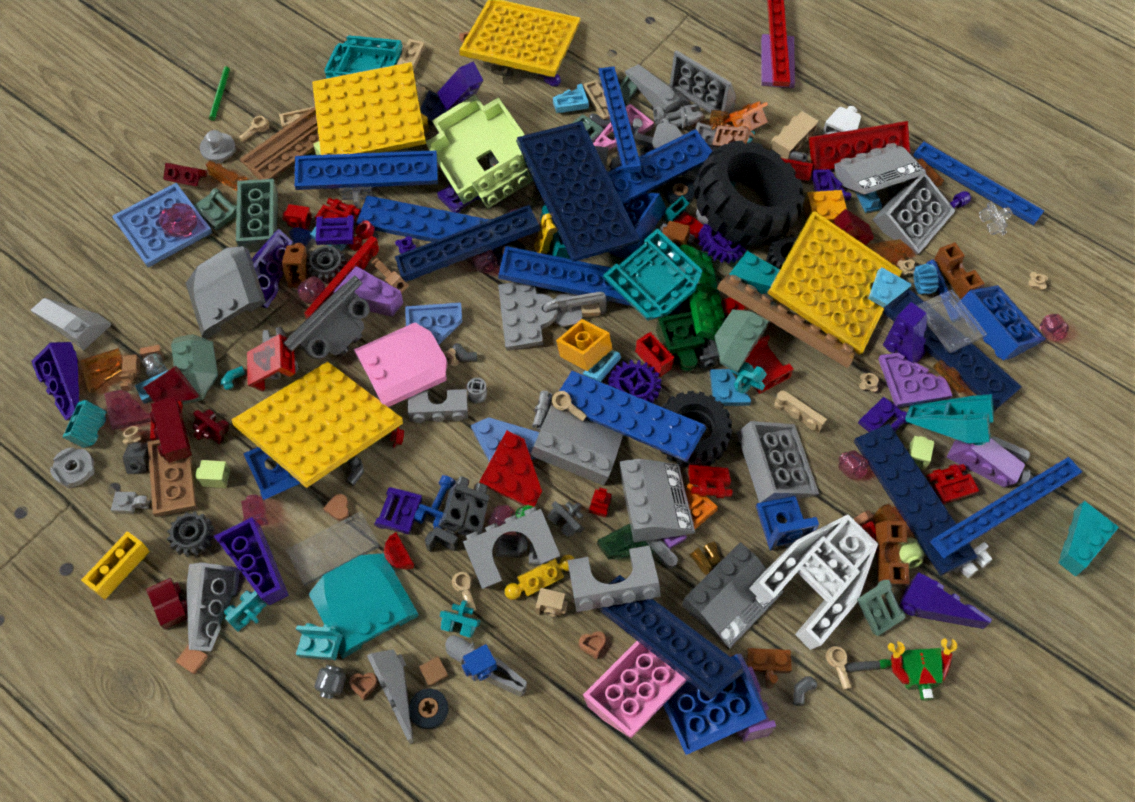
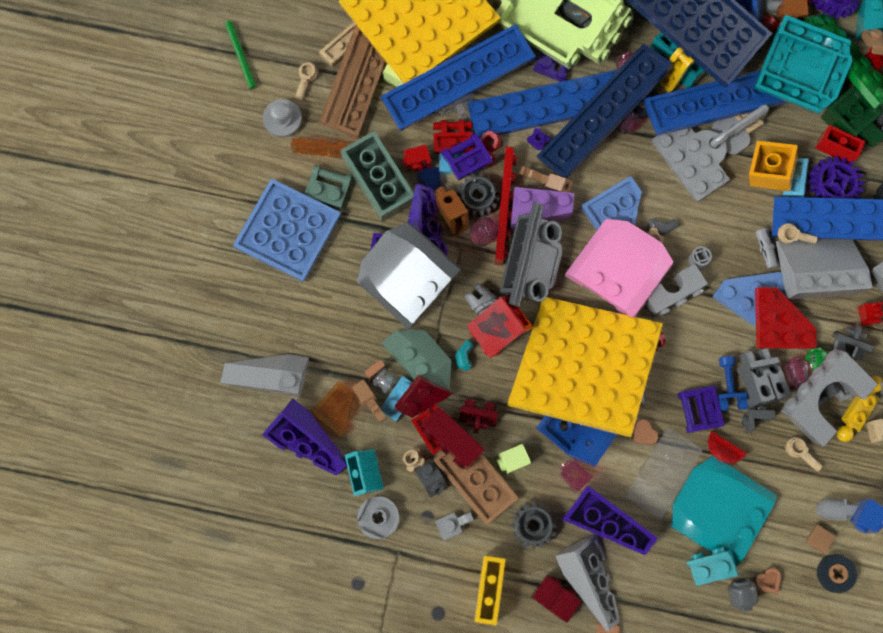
camera: 25 degrees left, 15 degrees up
(124, 410) = (386, 439): clear pink wing -> none
(181, 228) = (303, 230): clear pink plate -> none
(183, 174) = (272, 165): dark red bracket -> none
(246, 611) = (625, 579): teal hips -> none
(392, 678) = (798, 569): light grey wedge -> none
(449, 619) = (816, 479): teal hips -> none

